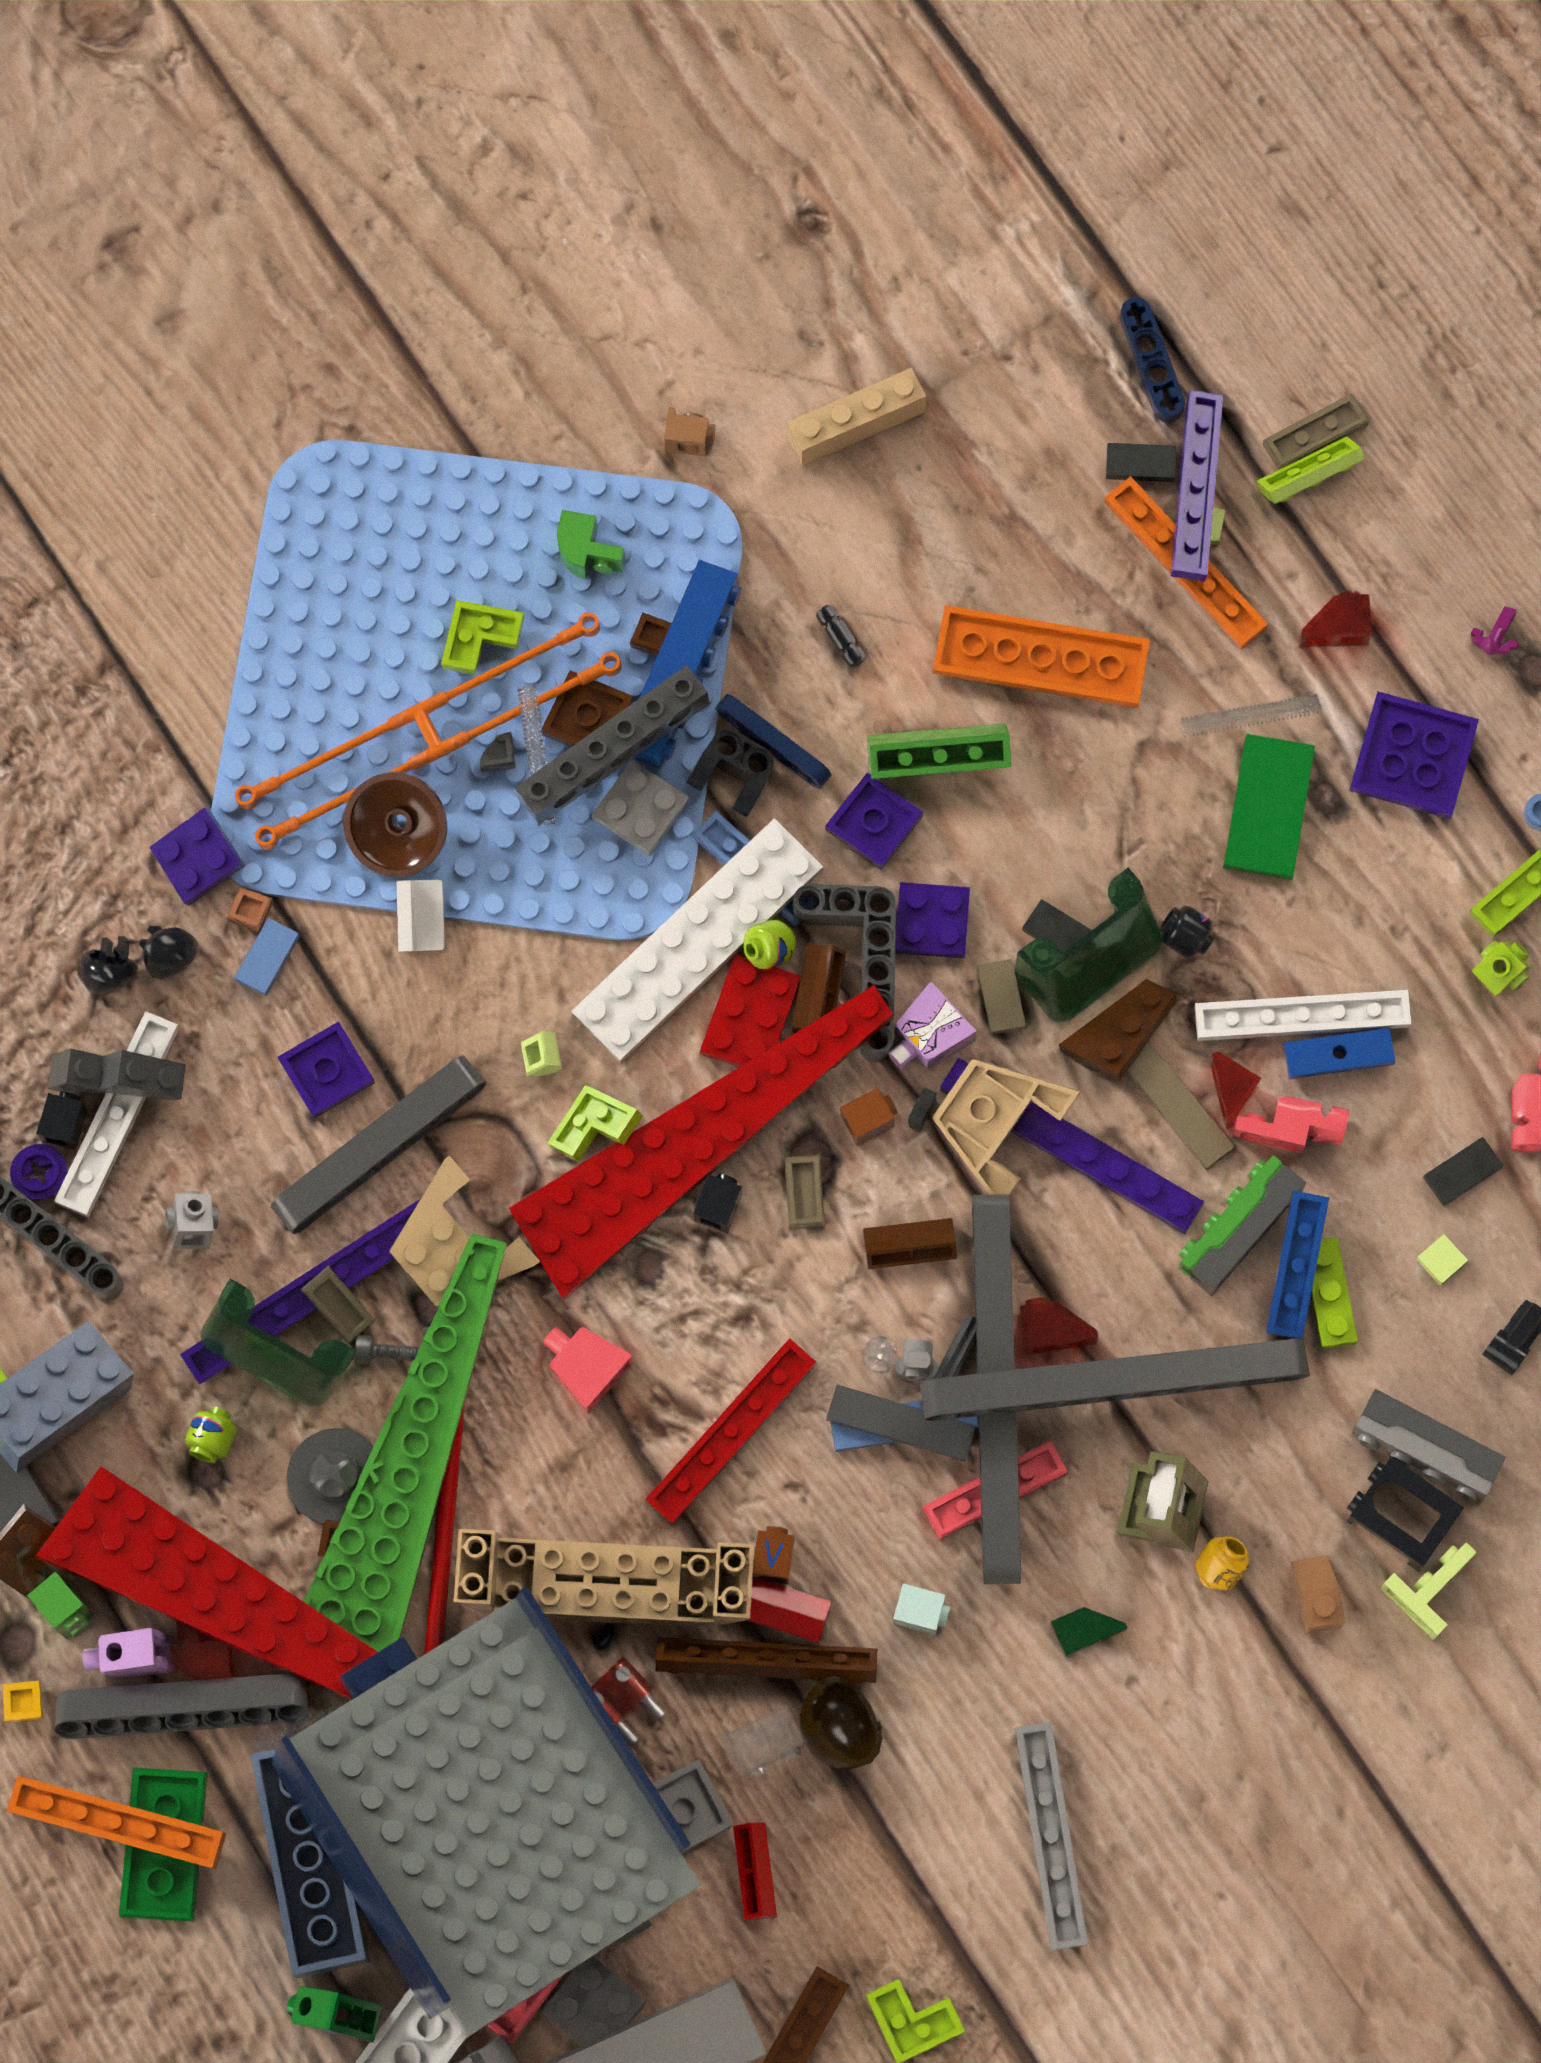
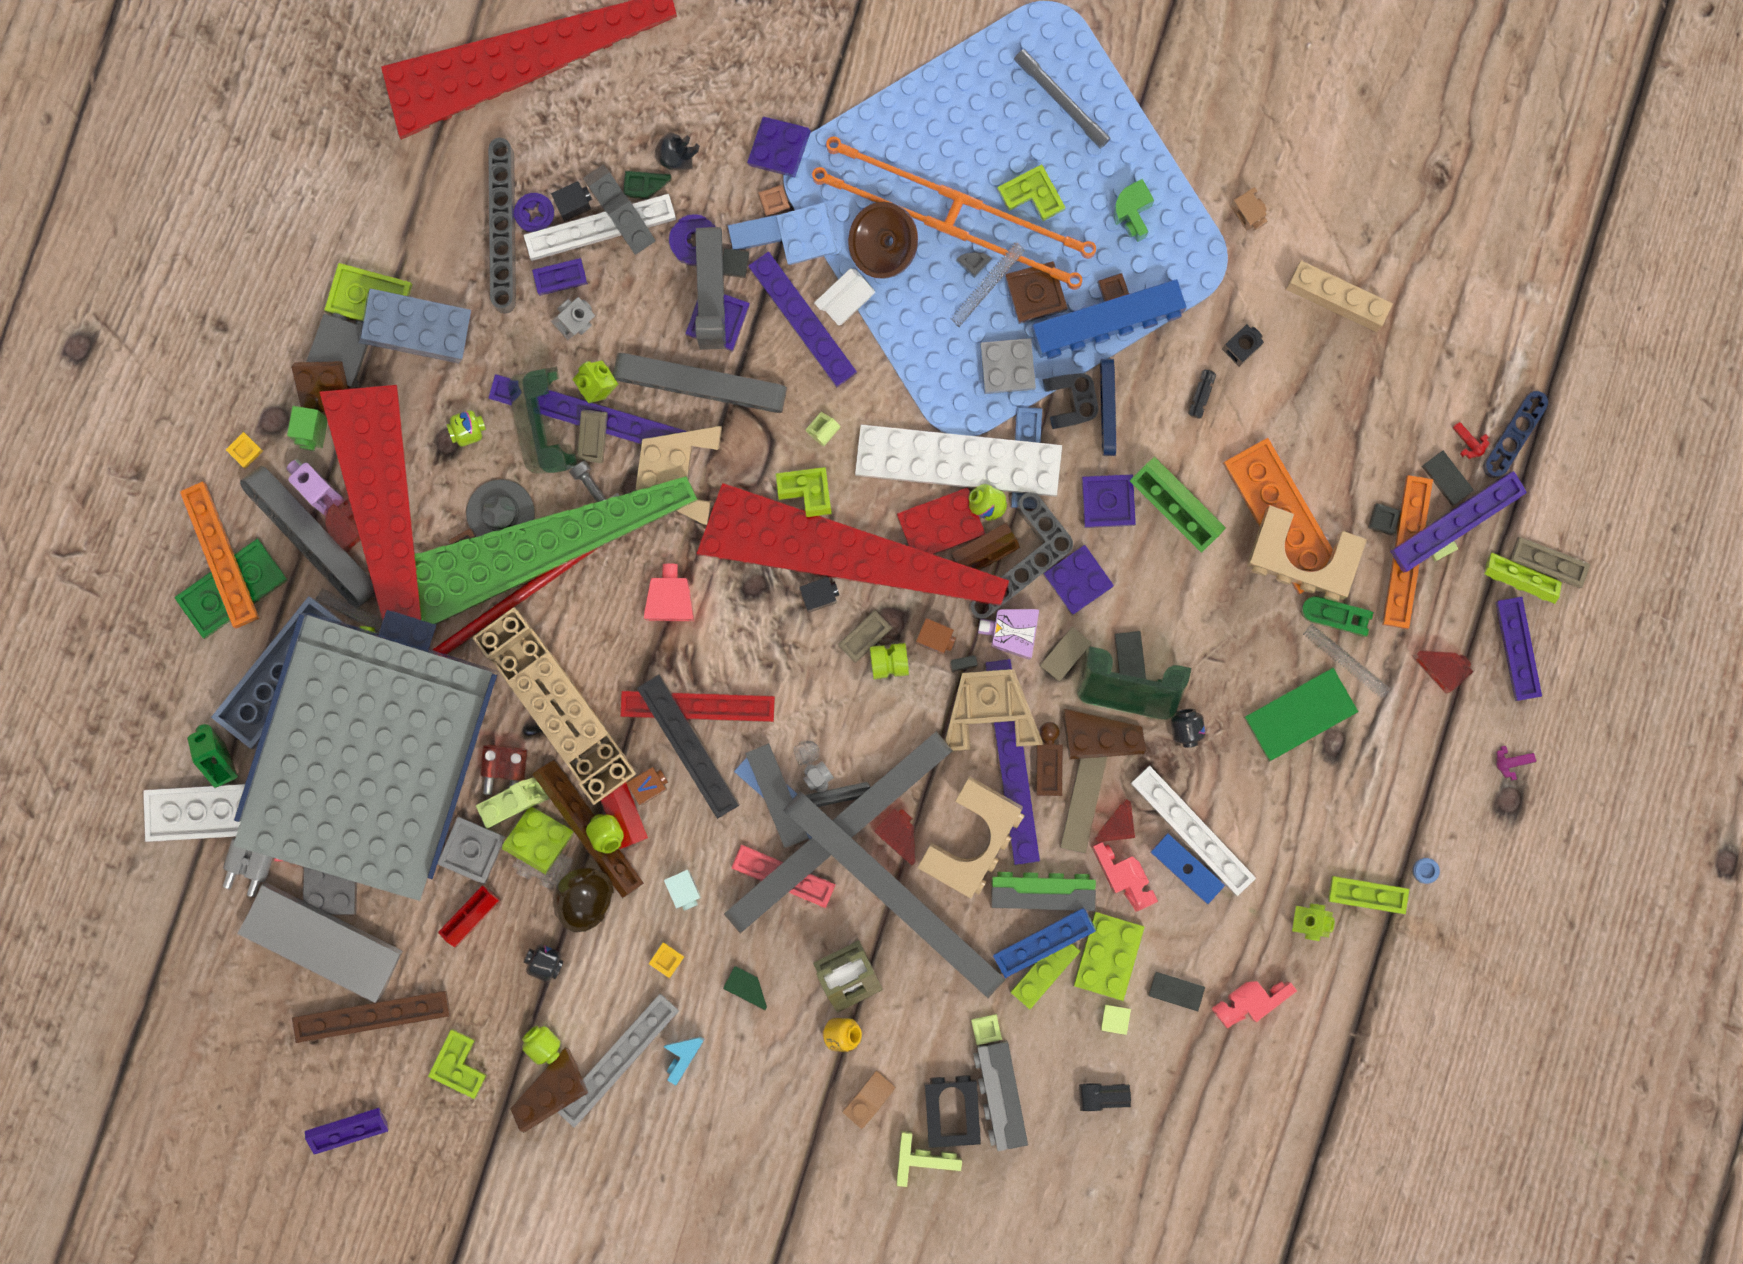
camera: 45 degrees right, 10 degrees up
(112, 1030) = (644, 184): none -> dark green tile
(133, 1200) = (559, 276): none -> dark purple plate
(168, 951) = (712, 177): black piece -> none
(215, 1006) = (682, 232): none -> dark purple plate
(280, 1252) = (595, 381): none -> lime brick
(281, 1004) = (735, 263): none -> pearl dark grey tile
(316, 902) = (806, 233): none -> light blue plate
(331, 1075) = (710, 289): none -> dark grey beam
(346, 529) = (1033, 69): none -> dark grey piece
(403, 982) = (802, 319): none -> dark purple plate
(612, 745) = (1025, 322): dark grey brick -> none
(666, 1721) = (511, 802): none -> yellowish green bracket
(733, 1724) = (537, 840): none -> lime plate
(767, 1474) = (688, 746): none -> black plate
(788, 1641) = (604, 833): none -> lime head
(830, 565) = (1238, 354): none -> black brick
(854, 1184) = (889, 661): none -> lime wheel
(875, 1829) = (543, 963): none -> black head
(910, 1243) = (882, 718): reddish brown piece -> none
(965, 1907) = (541, 1045): none -> lime head
(983, 1691) = (666, 960): none -> yellow plate
(1027, 1940) = (550, 1092): none -> reddish brown wing
(1076, 700) = (1270, 557): none -> tan arch
(1104, 1750) = (686, 1051): none -> medium azure slope
(1106, 1107) = (1049, 762): none -> reddish brown plate
(1124, 1200) = (968, 873): none -> tan arch
(1131, 559) = (1384, 519): none -> pearl dark grey tile
(1135, 409) = (1477, 448): none -> red piece
(1193, 686) = (1336, 615): none -> green plate
(1342, 1406) = (986, 1029): none -> yellowish green tile
(1368, 1212) = (1109, 956): none -> lime plate
(1381, 533) = (1518, 649): none -> dark purple plate
(1414, 755) = (1399, 772): dark purple plate -> none

